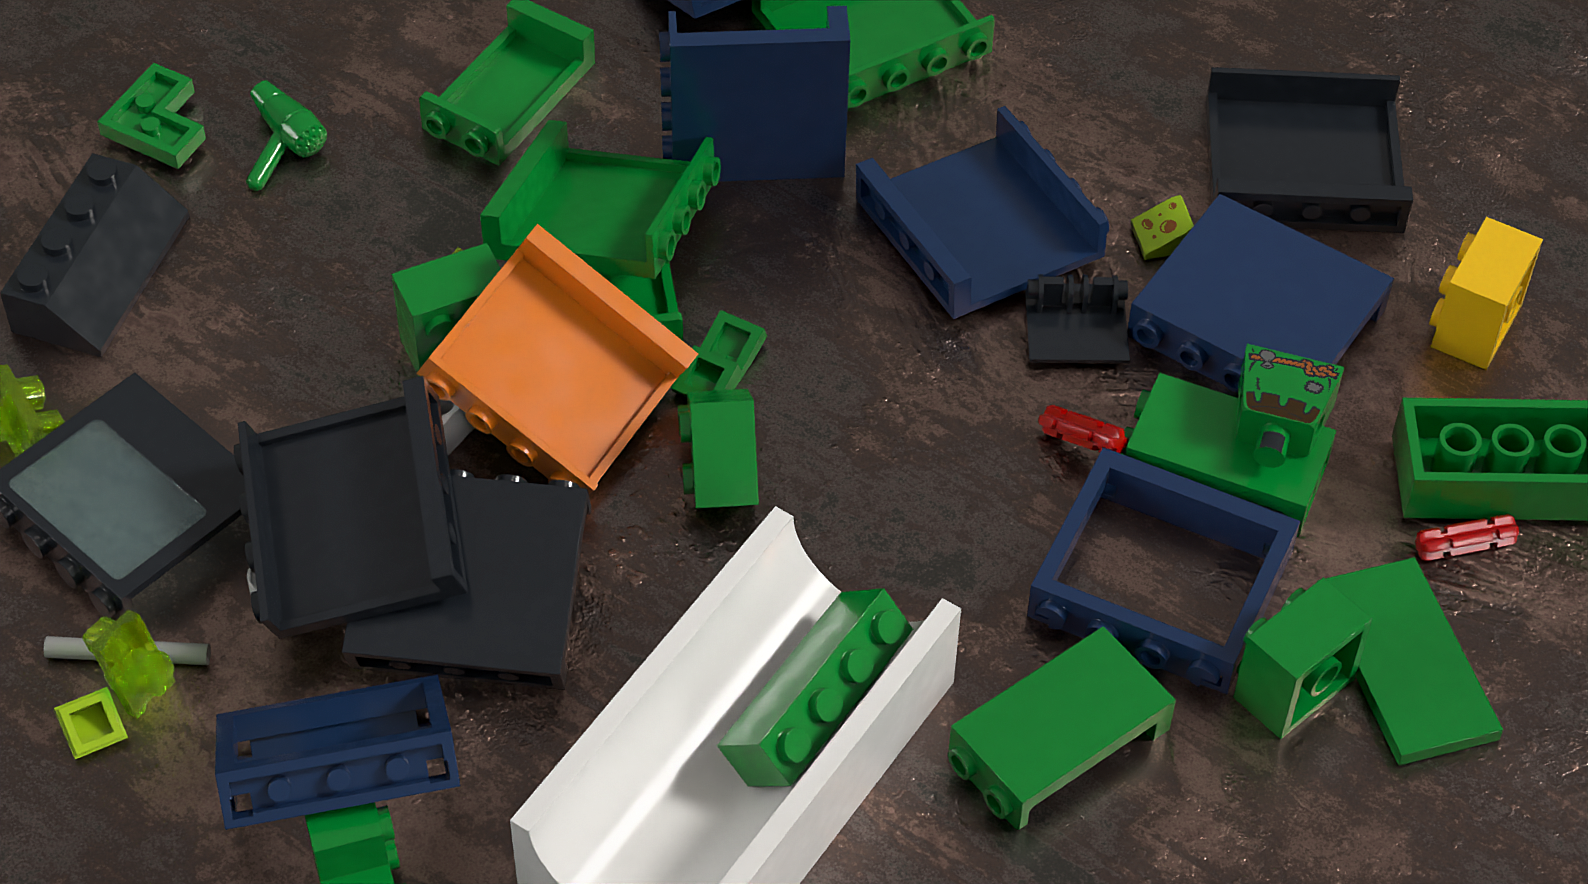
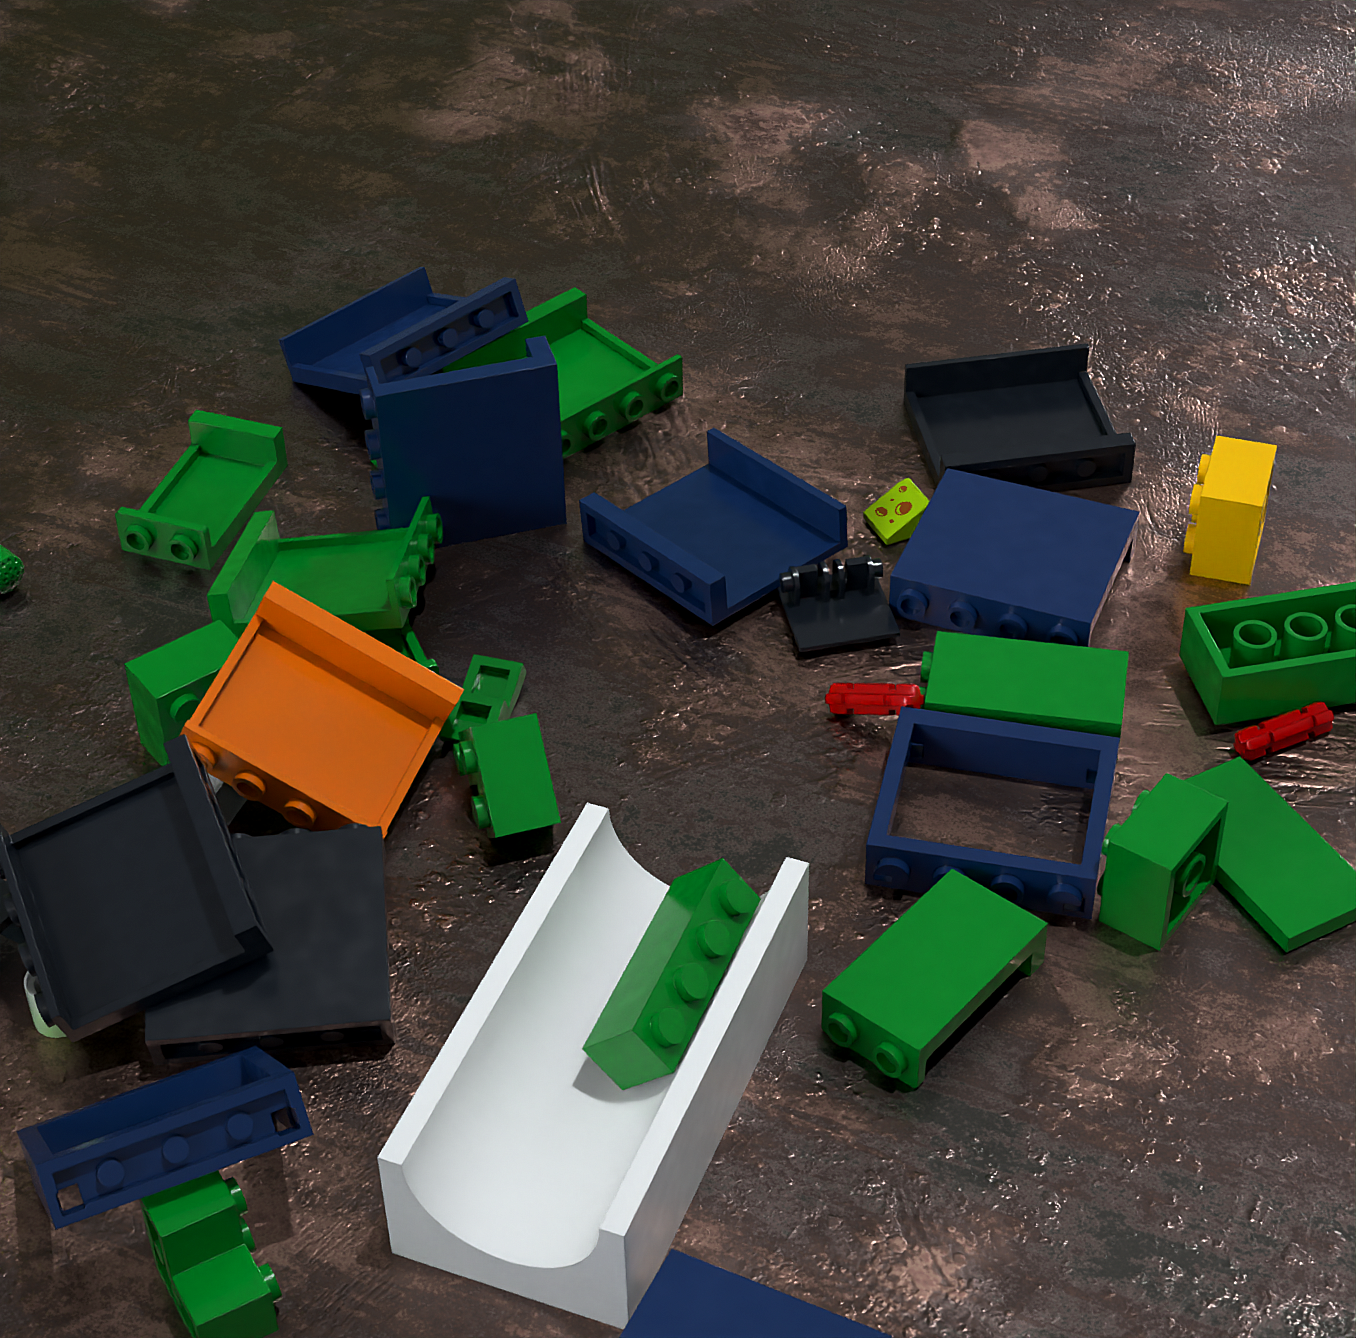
camera: 10 degrees left, 10 degrees down
(1283, 403) = (1070, 630): green torso -> none

